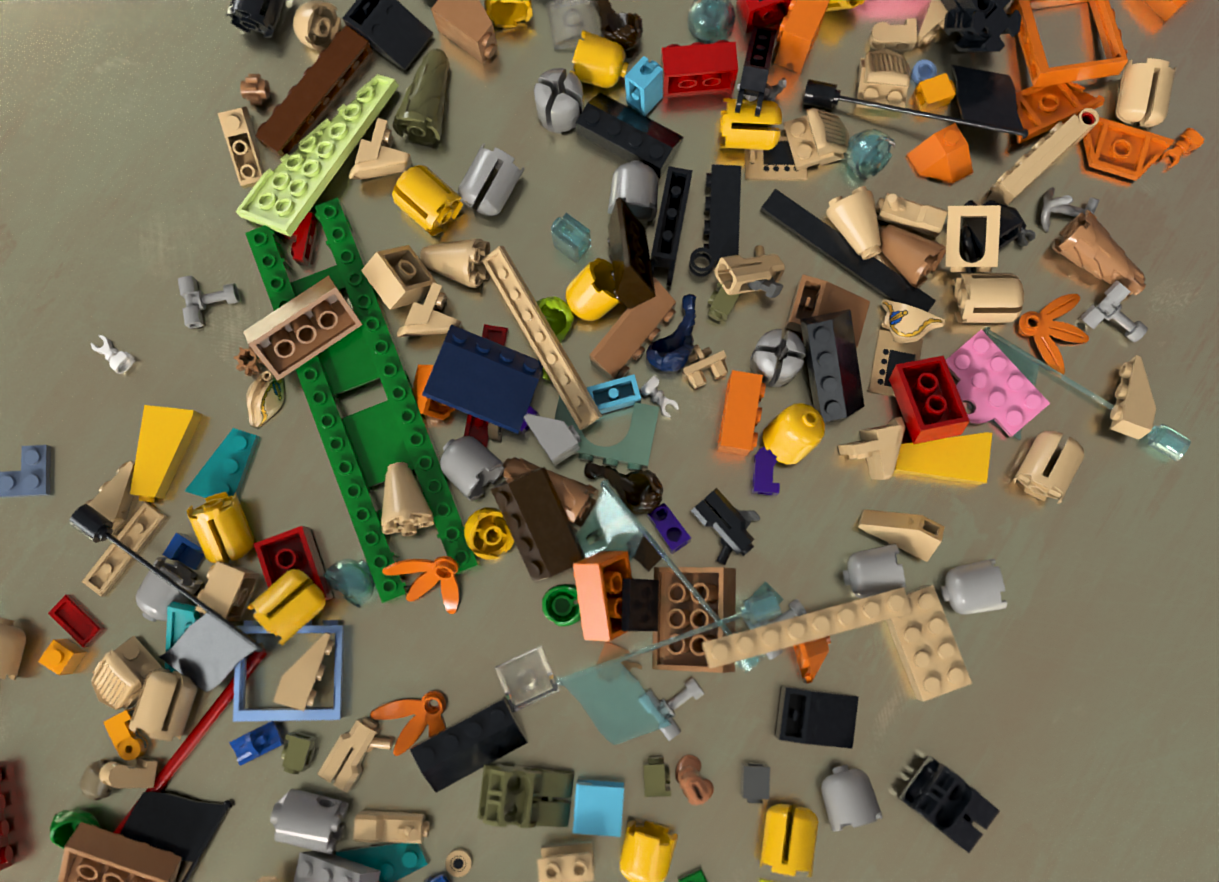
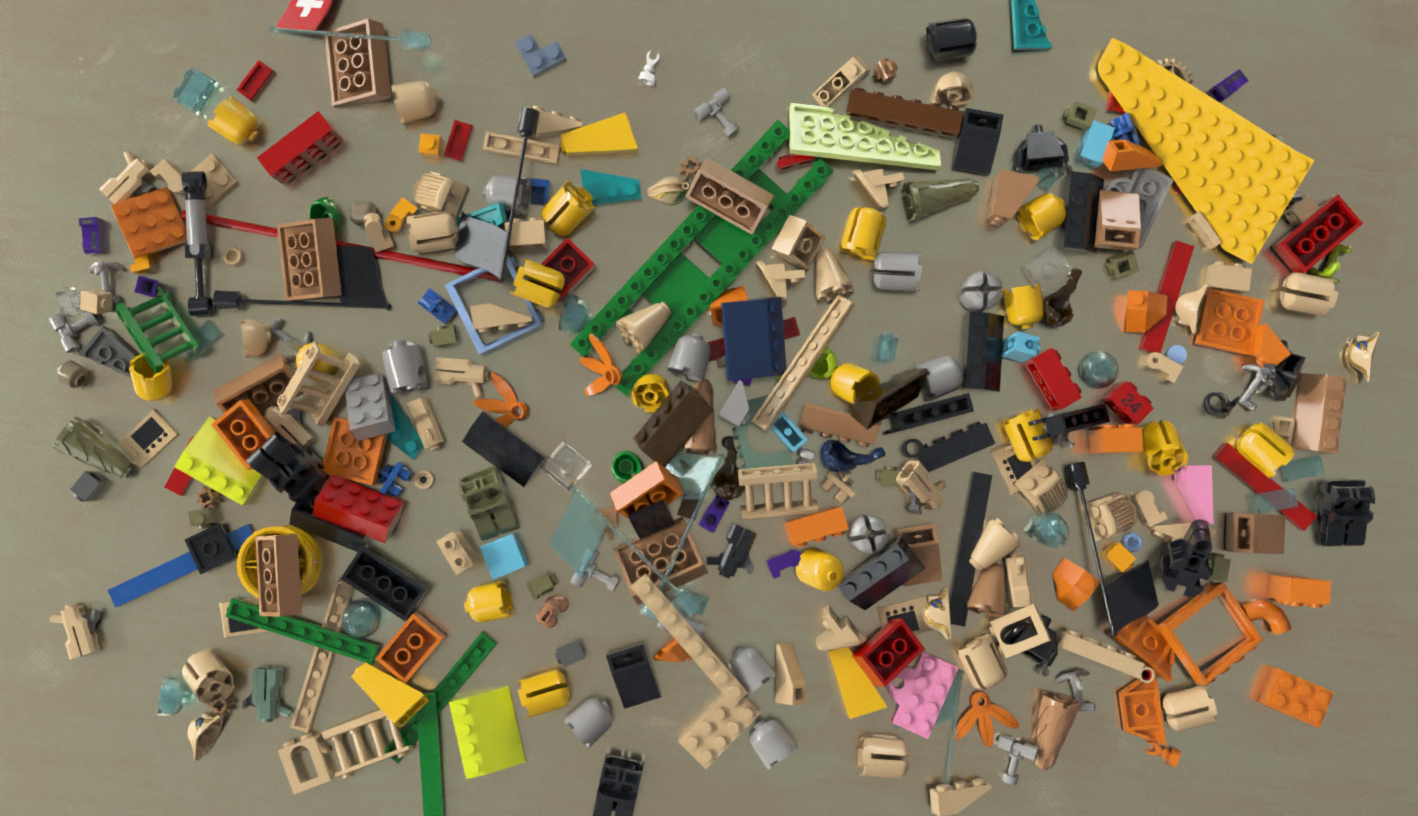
camera: 55 degrees right, 5 degrees up
(657, 429) = (776, 474): none -> tan fence

